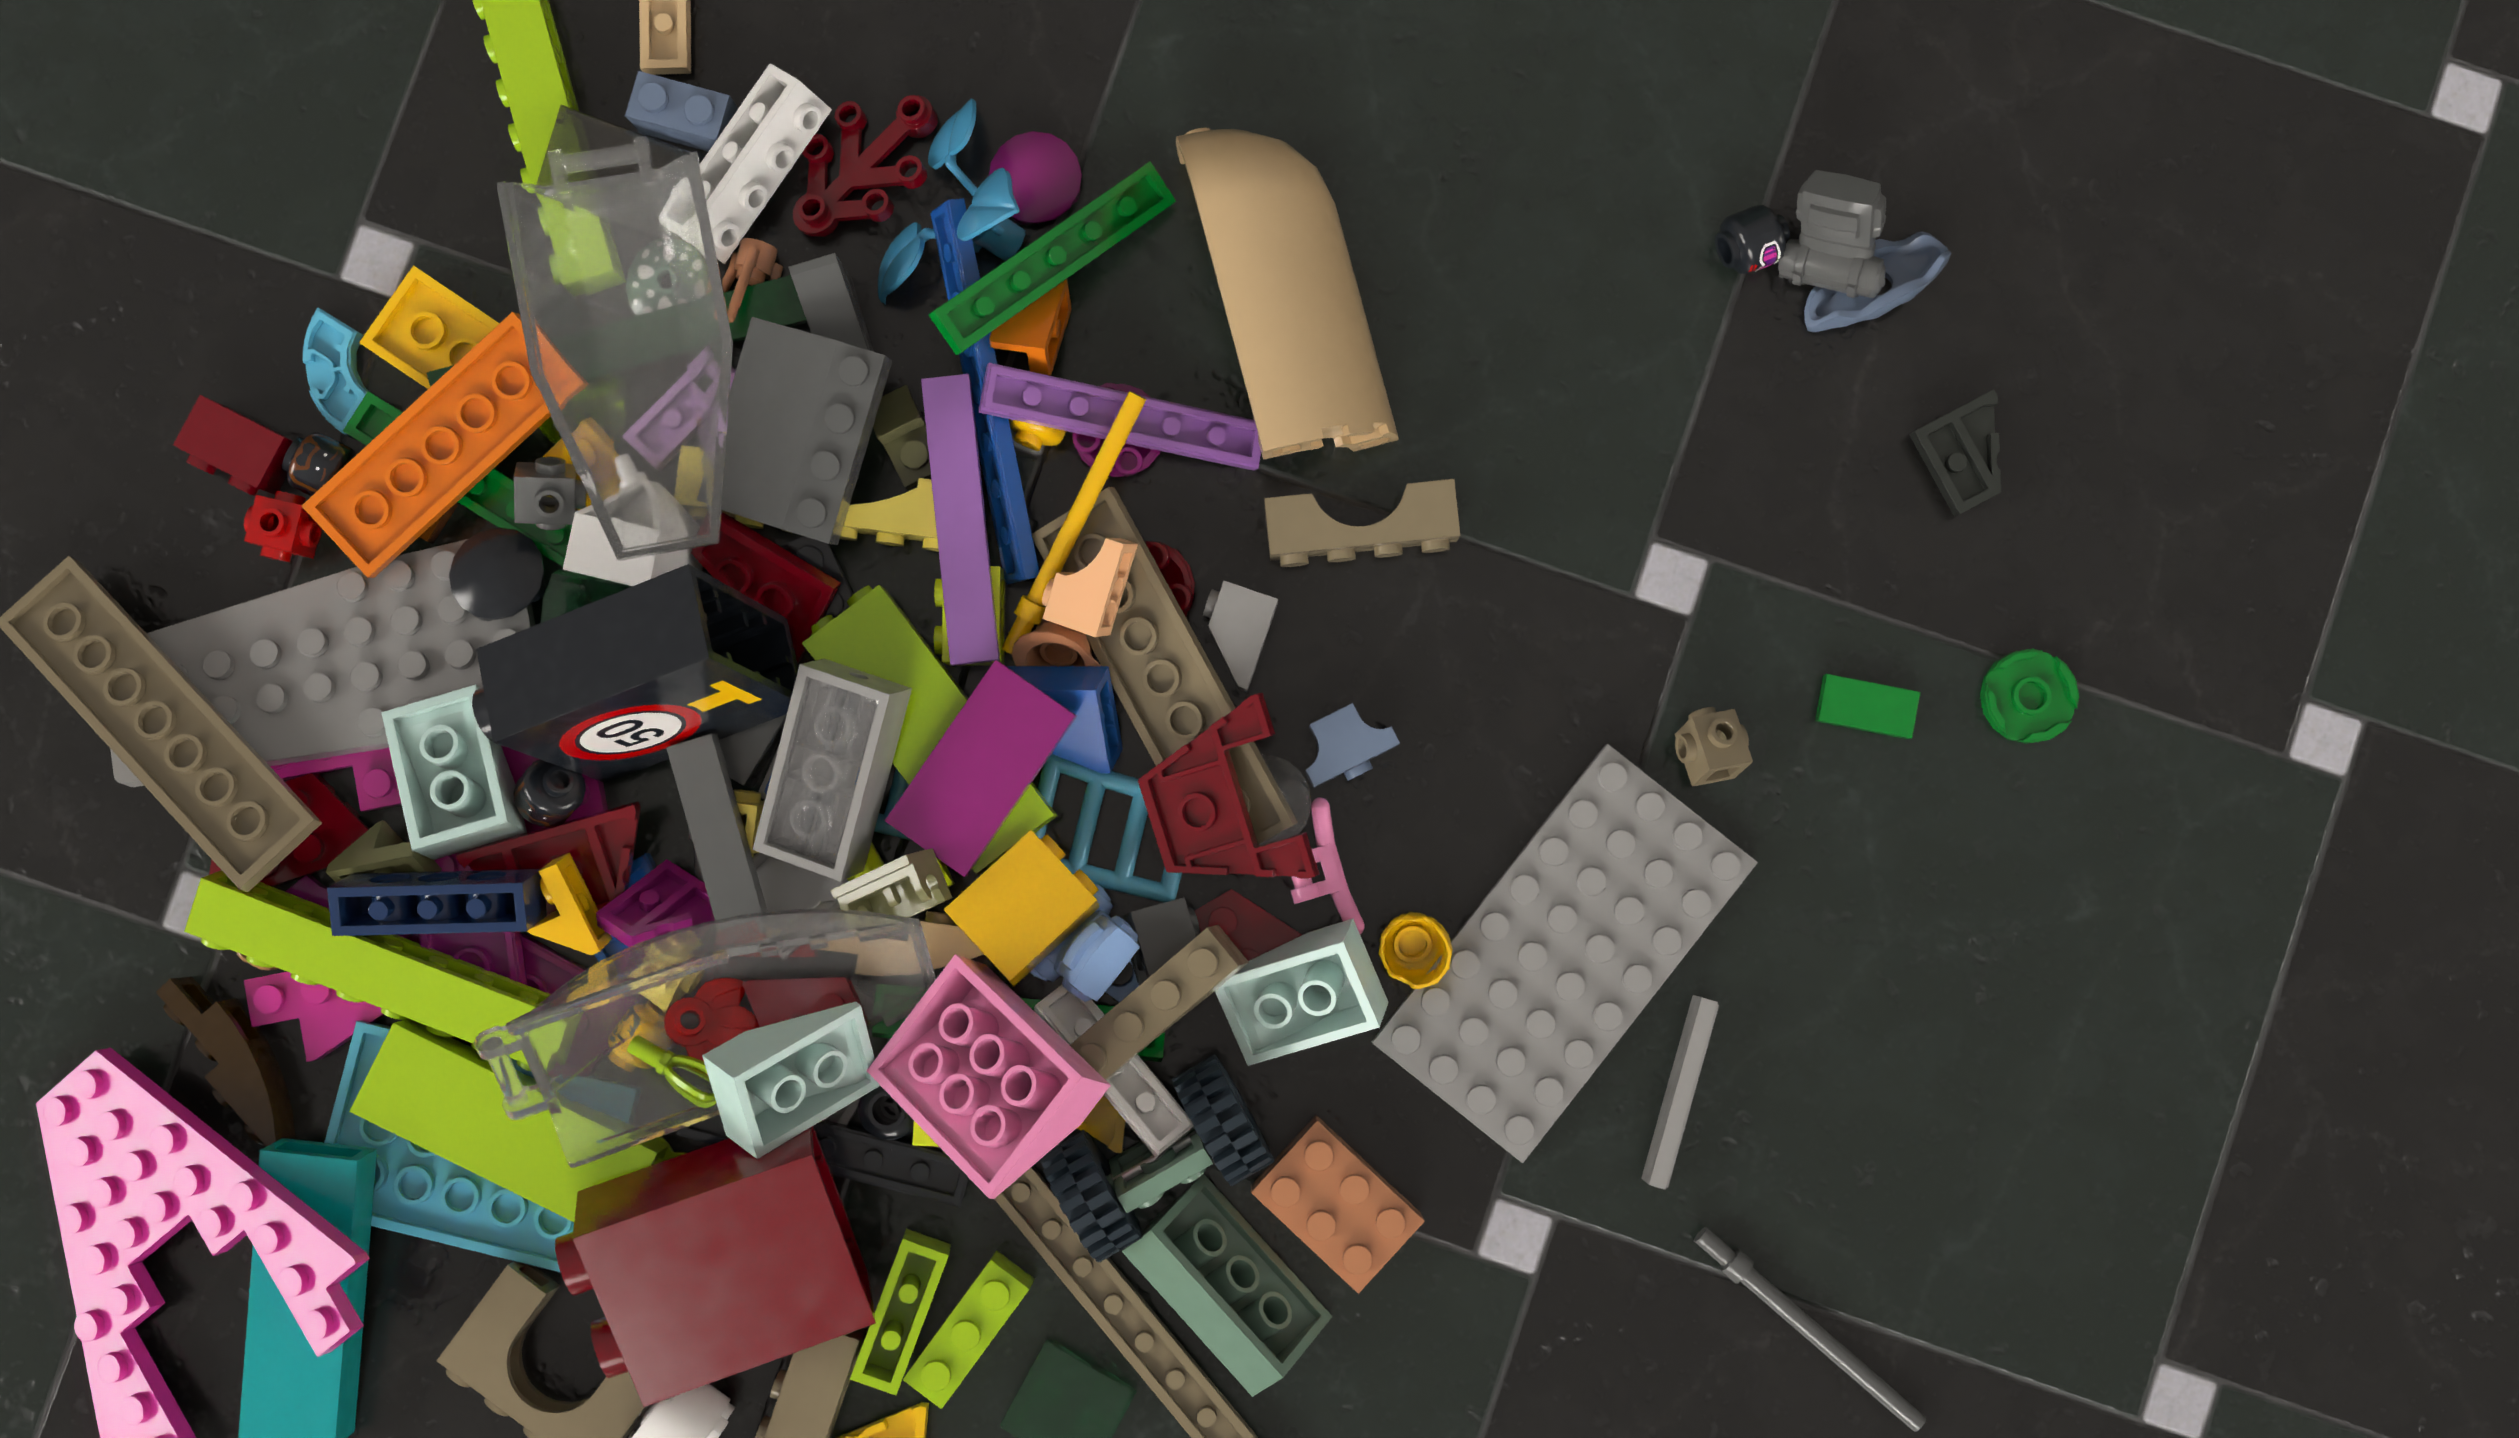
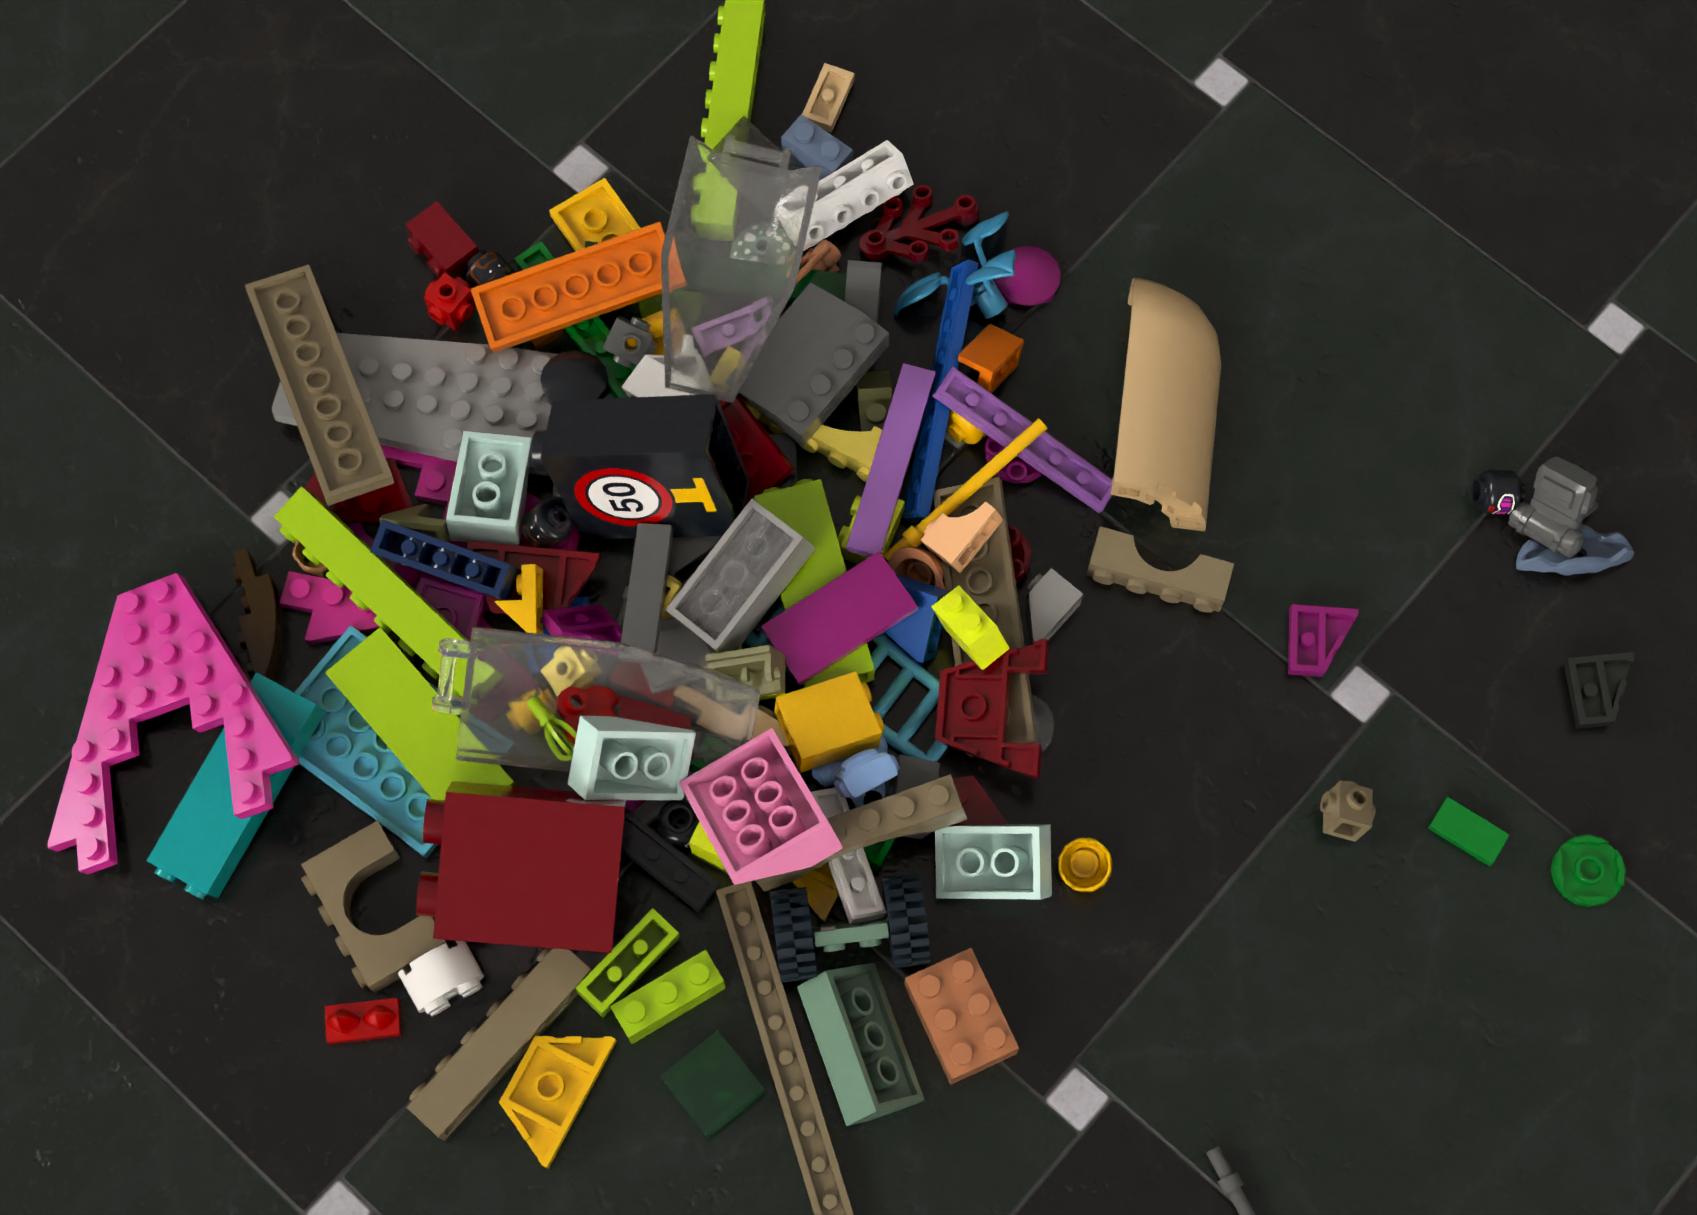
camera: 25 degrees right, 15 degrees down
(332, 368) = (523, 220): medium azure tile -> none
(1051, 258) = (1020, 322): green plate -> none
(1153, 714) = (970, 627): none -> neon yellow brick
(1328, 856) = (1048, 780): bright pink piece -> none
(1346, 745) = (1091, 711): sand blue brick -> none
(1565, 952) = (1188, 914): light grey plate -> none
(1591, 530) = (1316, 637): none -> magenta wing
(1680, 1092) = (1236, 1039): light grey tile -> none

